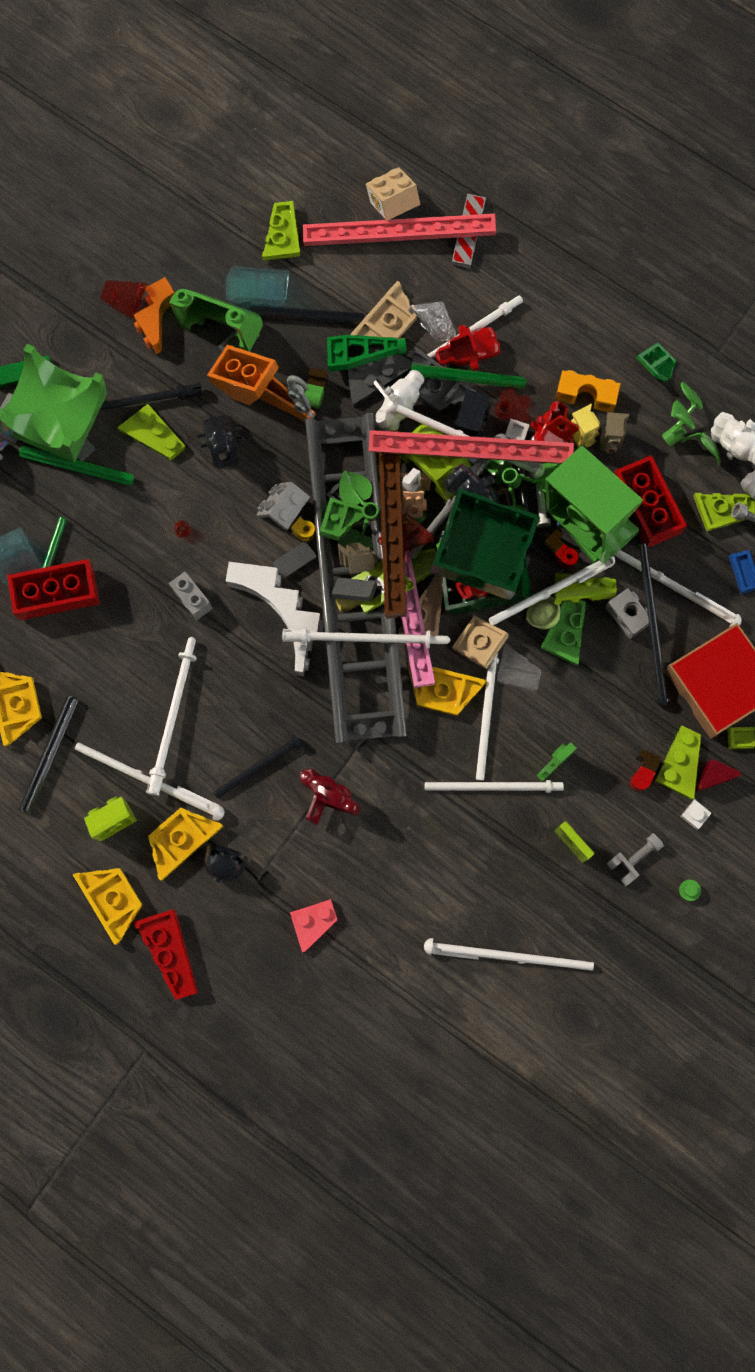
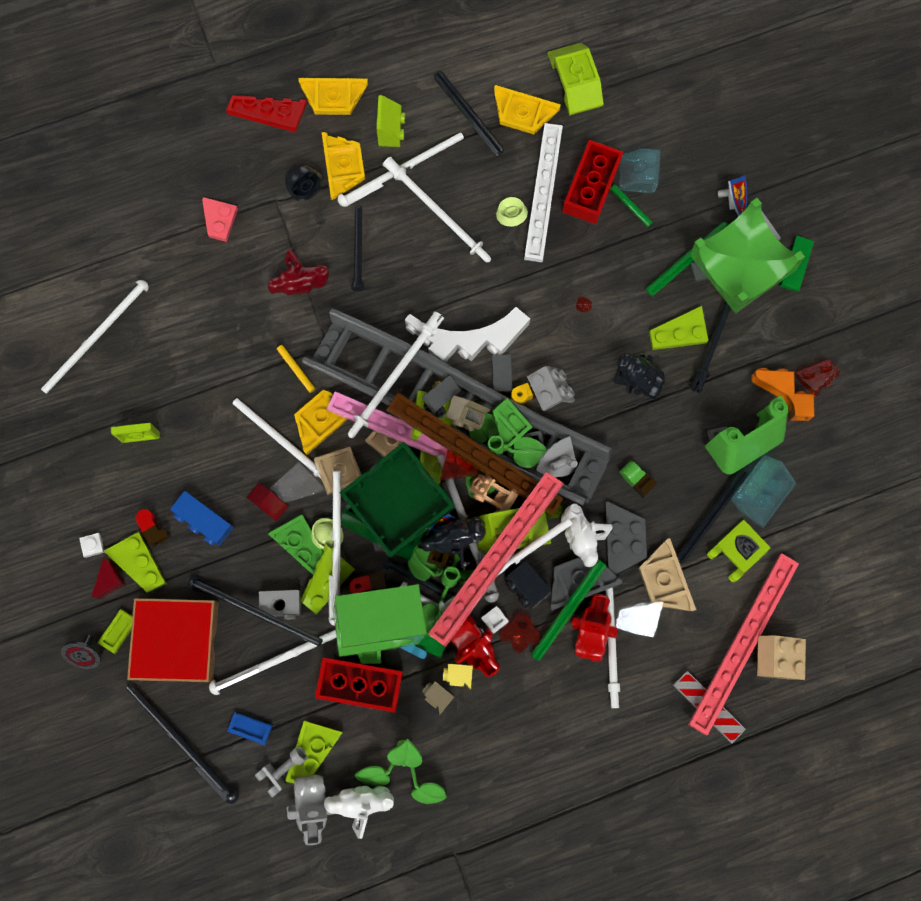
camera: 120 degrees right, 0 degrees up
(89, 632) = (543, 192): none -> white plate
(130, 648) = (511, 212): none -> yellowish green hat
(190, 596) = (522, 277): light grey brick -> none
(251, 377) = (677, 428): orange slope -> none
(282, 233) = (800, 542): lime wing -> none
(318, 277) = (742, 547): none -> lime flag
(338, 350) = (661, 519): green plate -> none
(343, 459) = (558, 459): none -> light grey shield
(412, 481) = (500, 494): white plate -> none
(412, 746) = (296, 369): none -> yellow bar
(547, 786) = (221, 409): white bar -> none
(550, 688) = (267, 502): none -> dark red slope
(559, 757) = (204, 468): bright green wing -> none
(604, 391) = (506, 695): light orange arch -> none
(606, 731) = (201, 519): none -> blue brick
(653, 843) = (83, 459): light grey bar -> none
(657, 362) = (479, 786): green slope -> none
(690, 890) = (41, 499): bright green plate -> none

